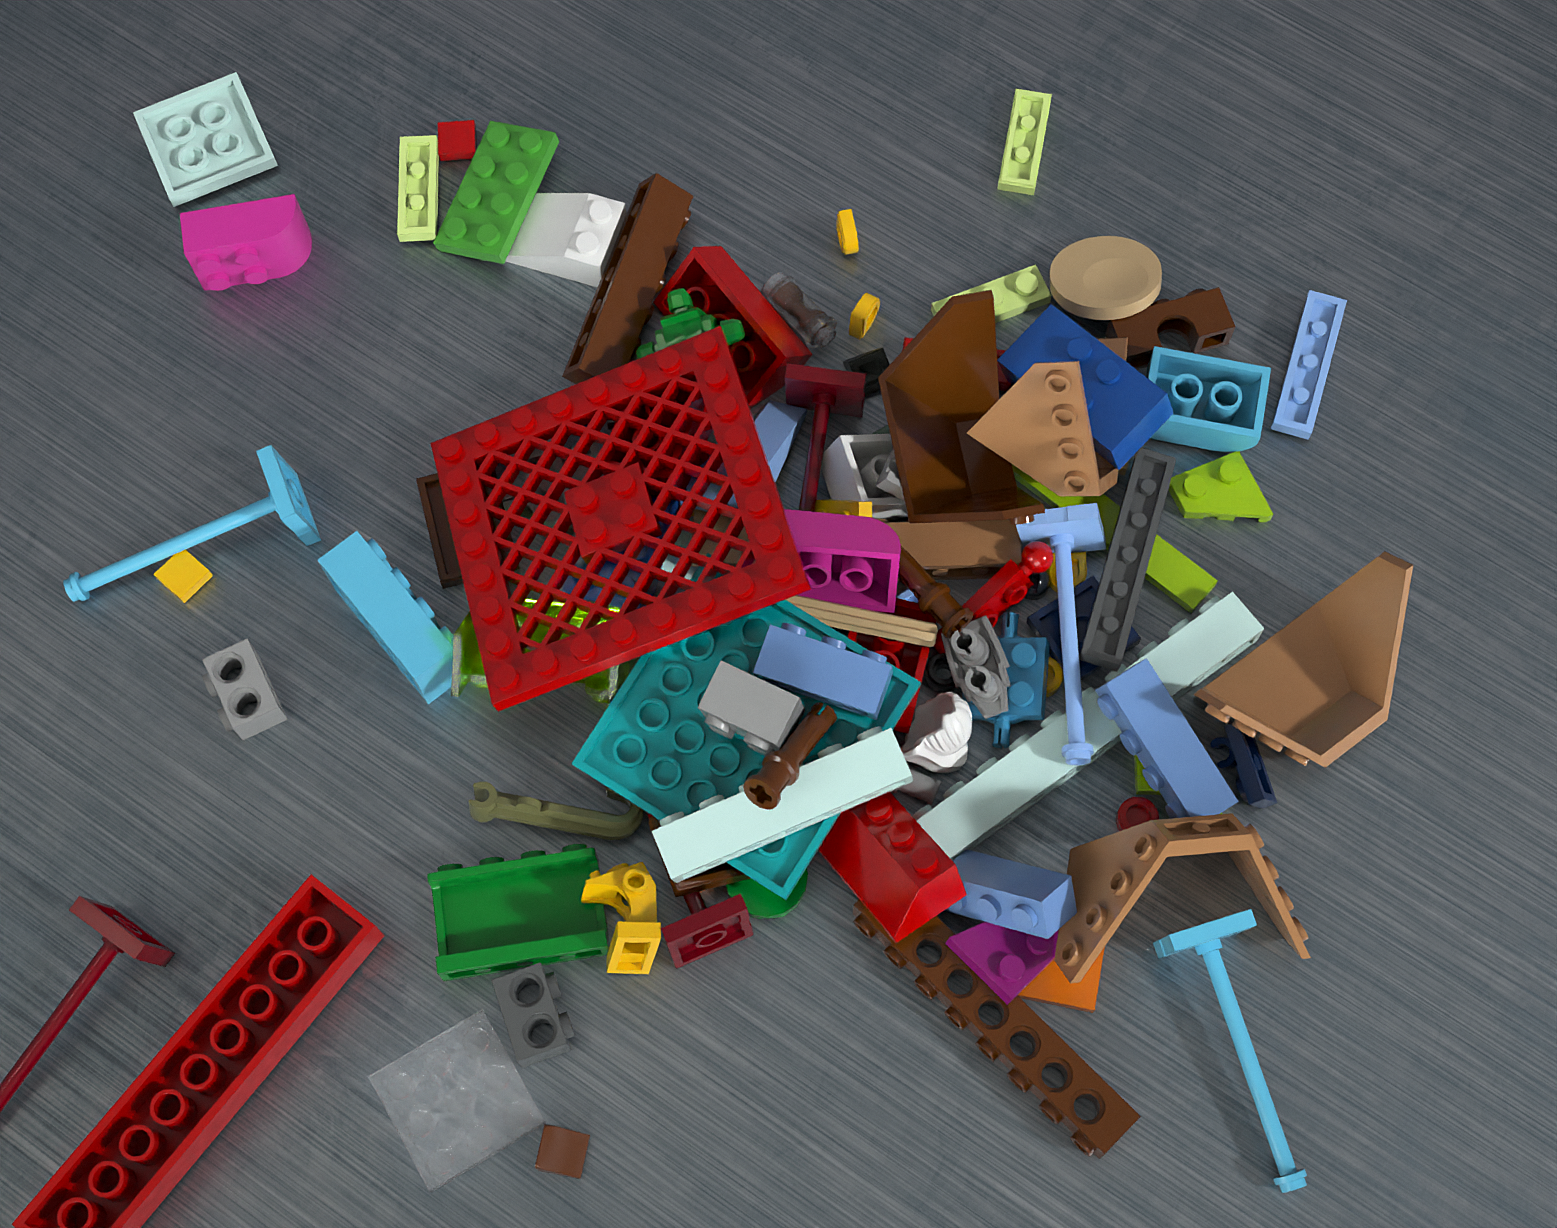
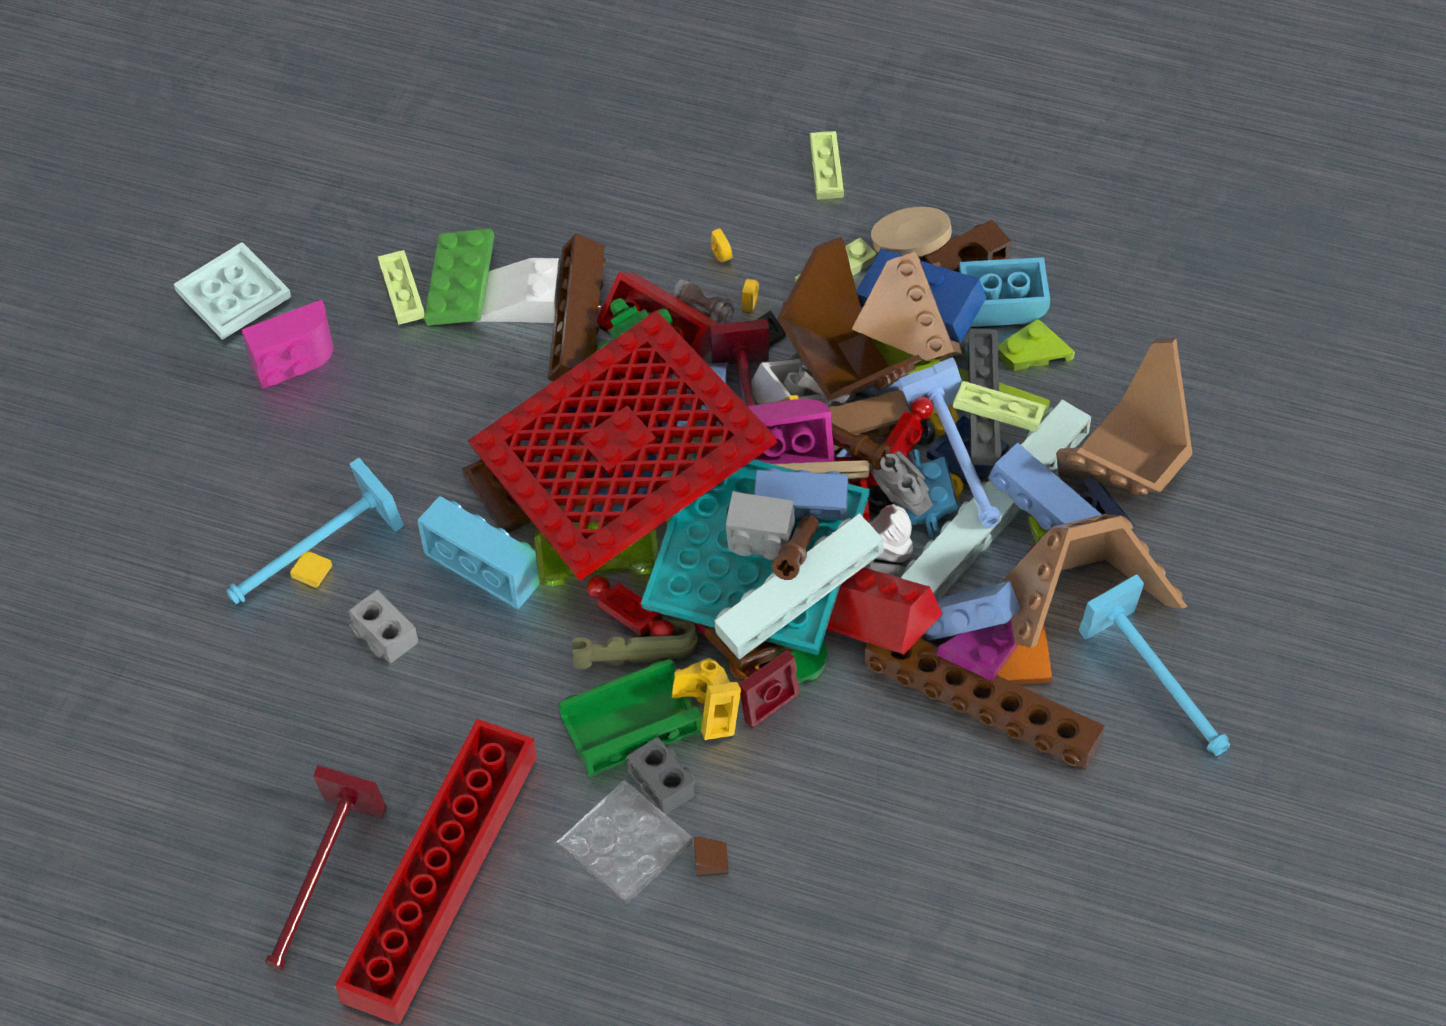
camera: 15 degrees left, 15 degrees down
(457, 140) = (418, 251): red tile -> none
(560, 743) = (626, 608): none -> red plate
(1142, 583) = (999, 406): none -> yellowish green tile
(1308, 365) = (1068, 256): light blue plate -> none

